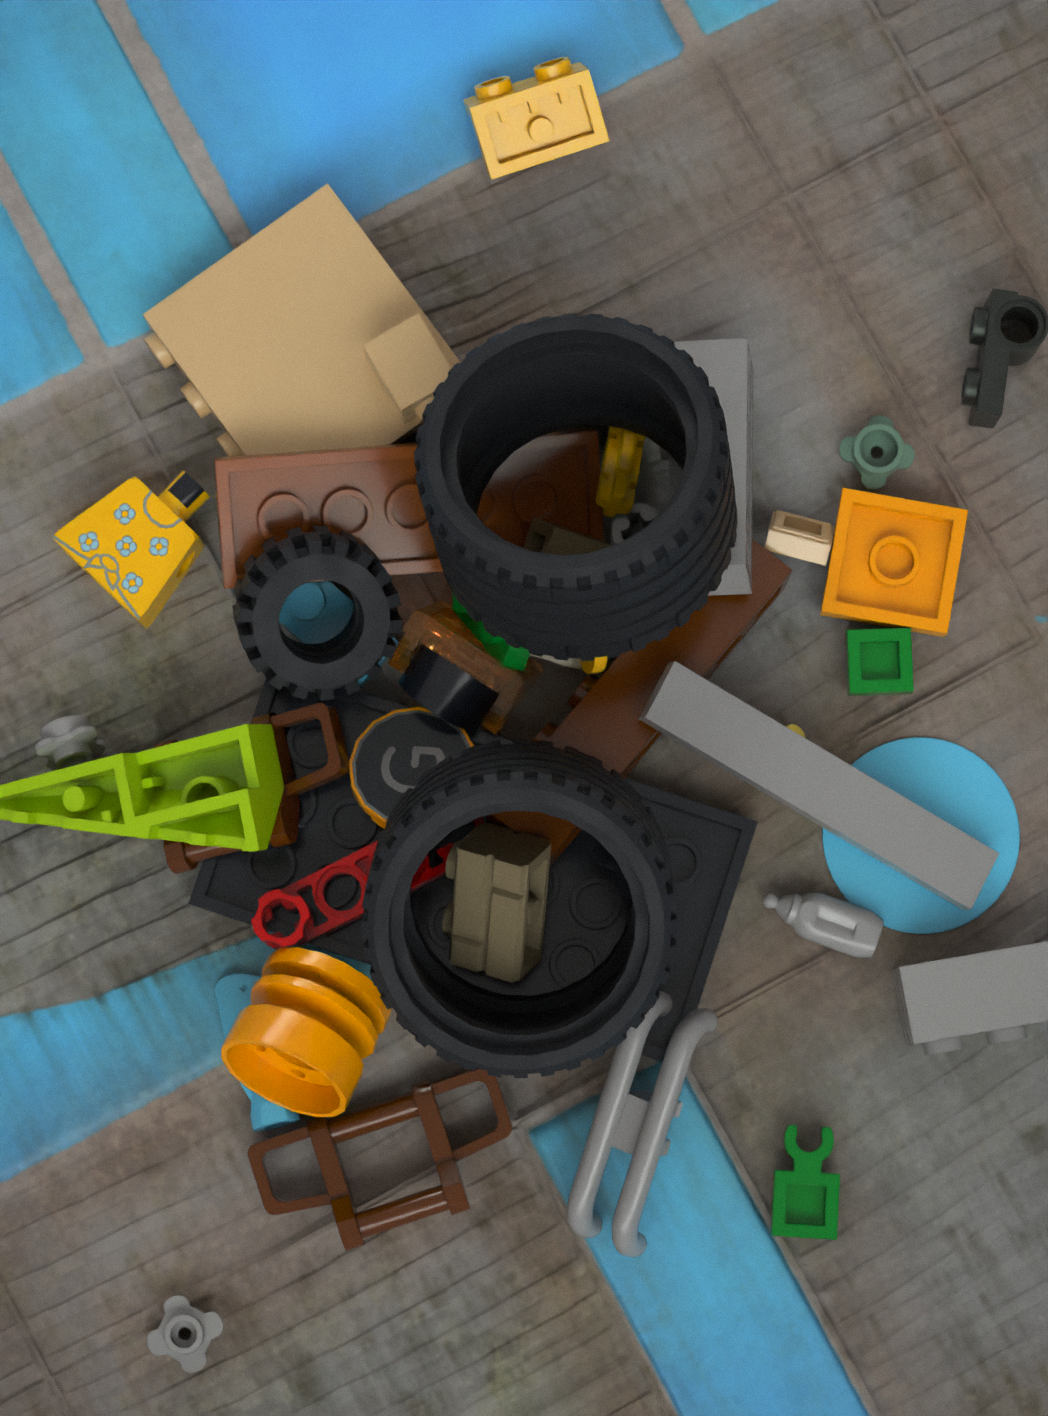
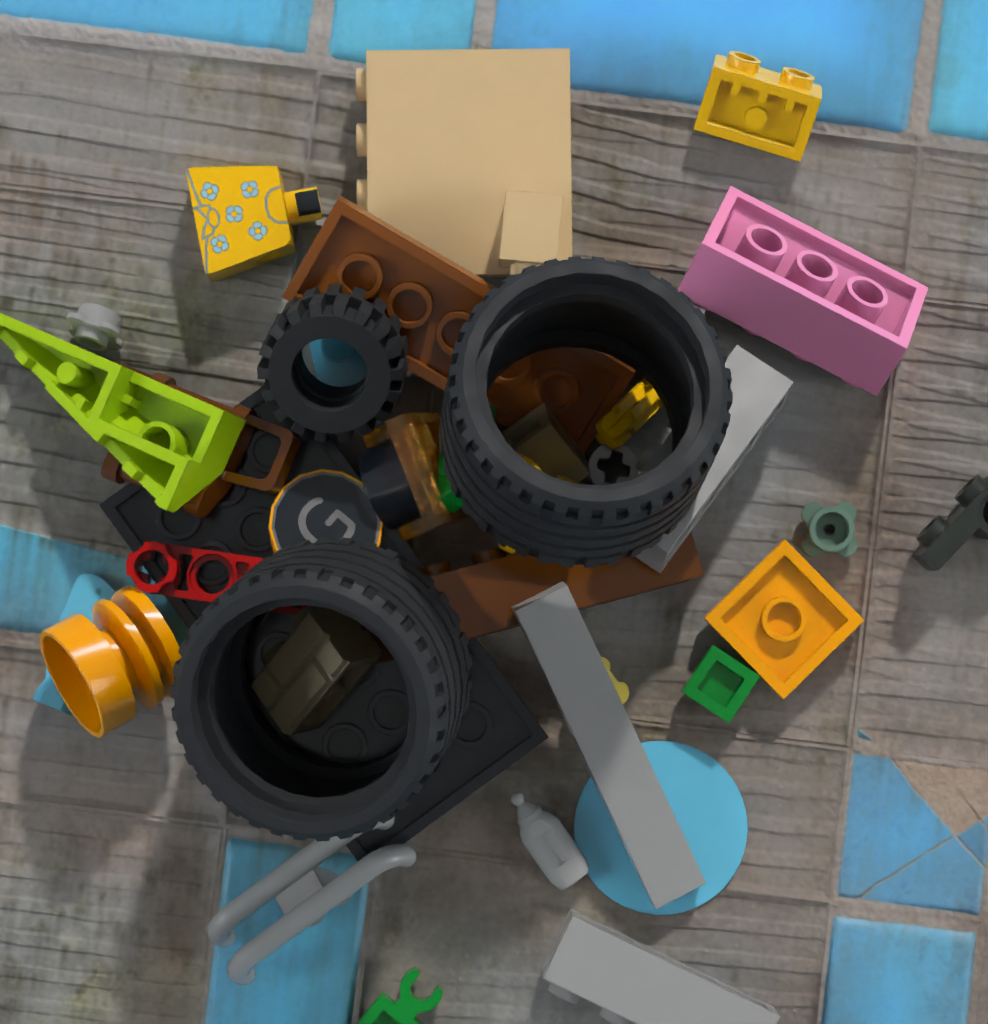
camera: 25 degrees right, 5 degrees up
(328, 1132) = (53, 817): reddish brown bar -> none
(700, 252) = (804, 291): none -> bright pink slope
(799, 537) = (727, 552): tan tile -> none

